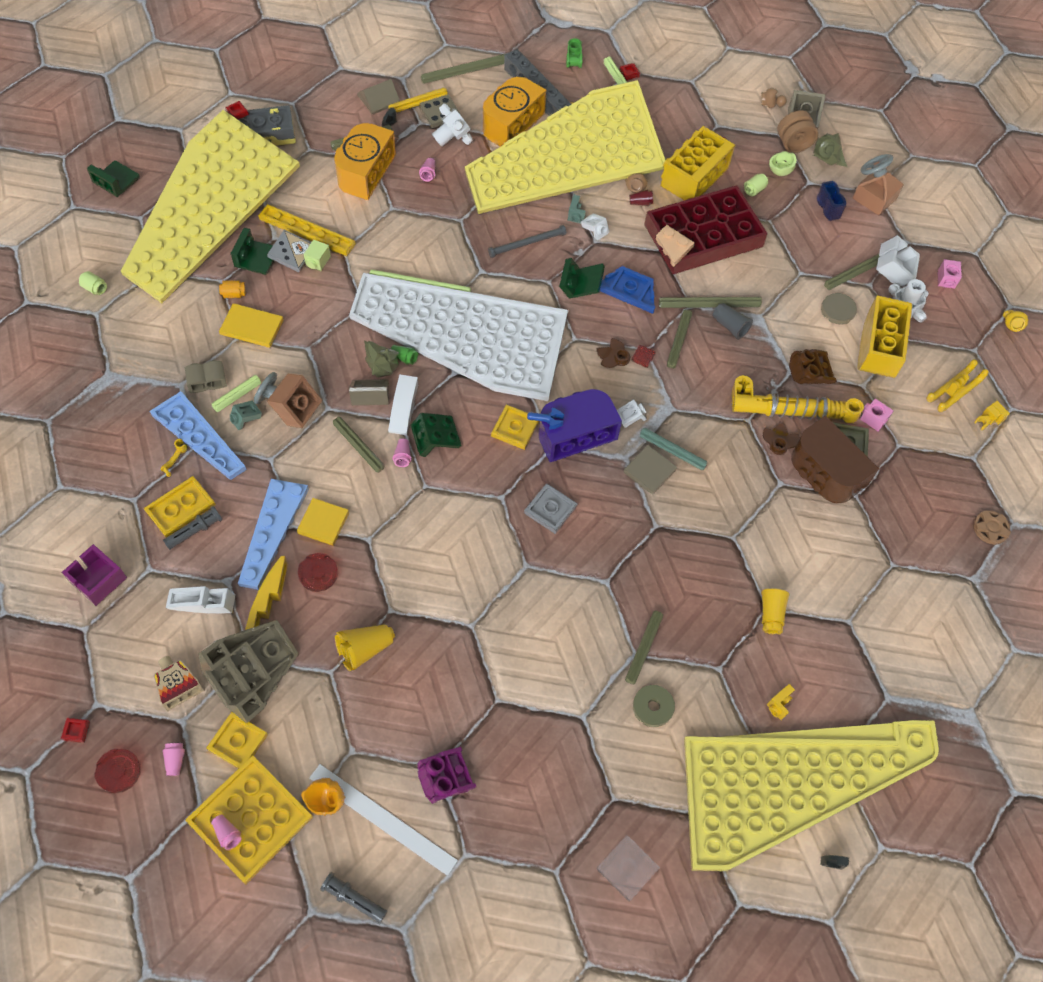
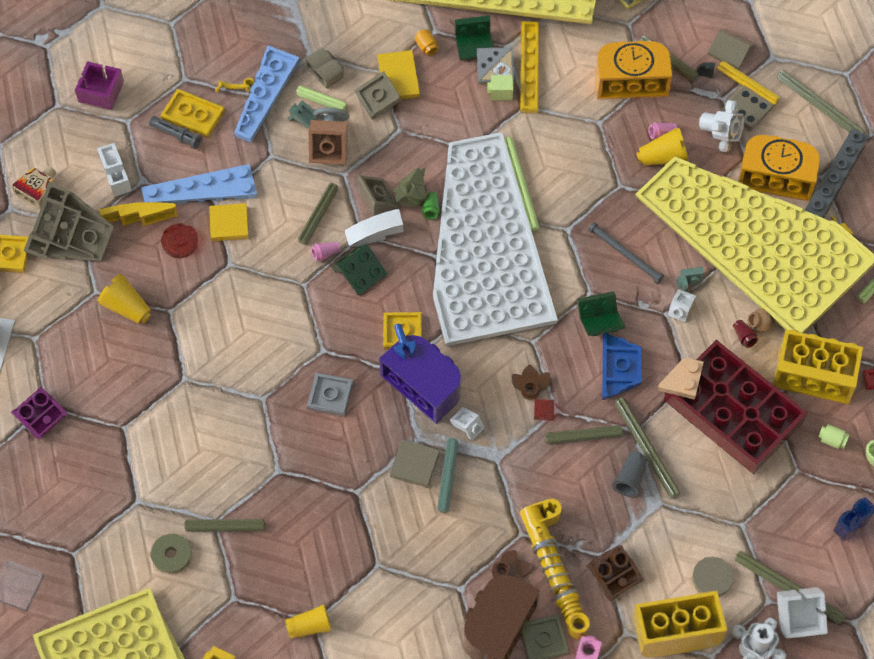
camera: 70 degrees right, 0 degrees up
(264, 346) = (378, 95): none -> dark tan tile
(451, 171) = (663, 149): none -> yellow cone

